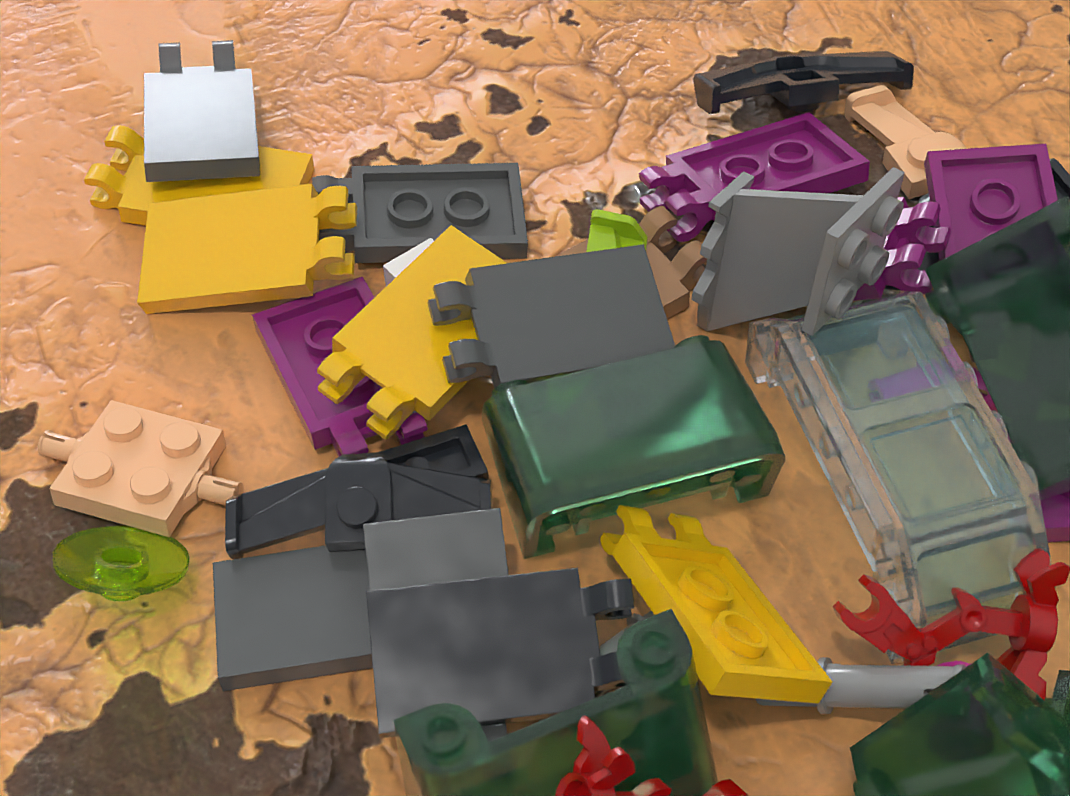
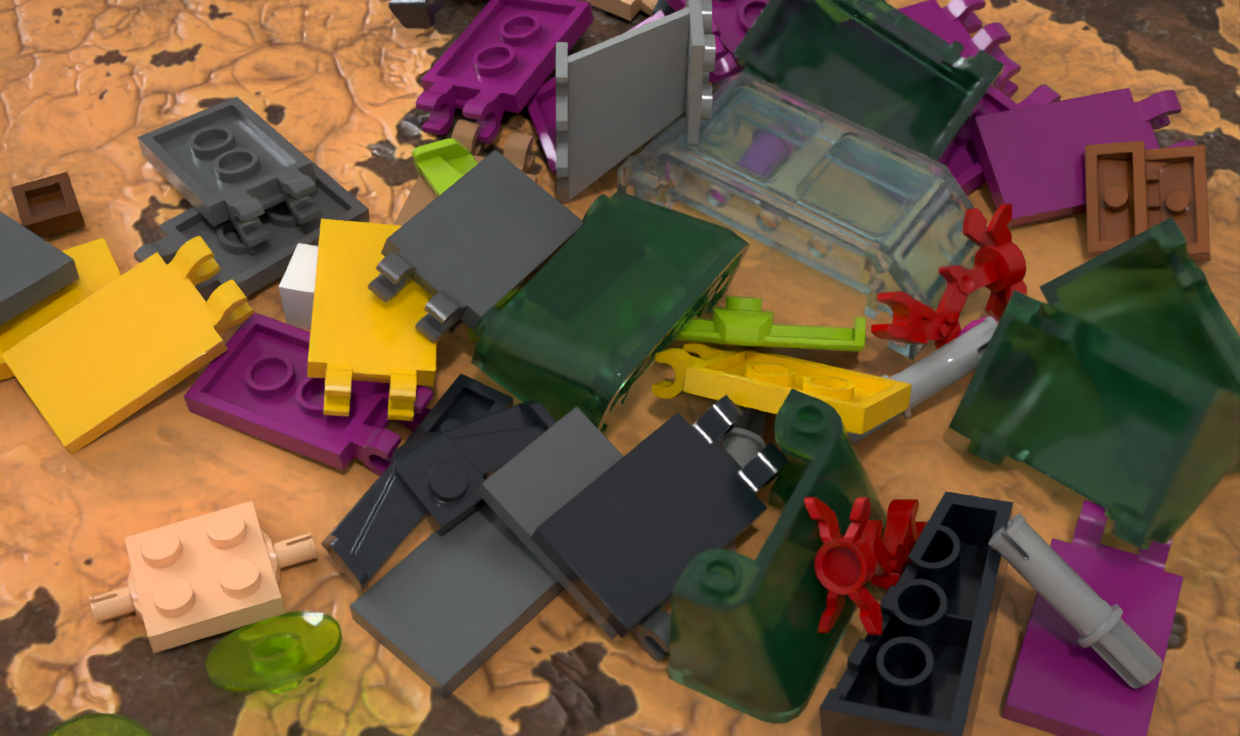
camera: 40 degrees left, 0 degrees up
(295, 108) = (48, 205): none -> reddish brown plate
(449, 148) = (233, 167): none -> dark grey tile
(749, 536) = (748, 325): none -> lime plate

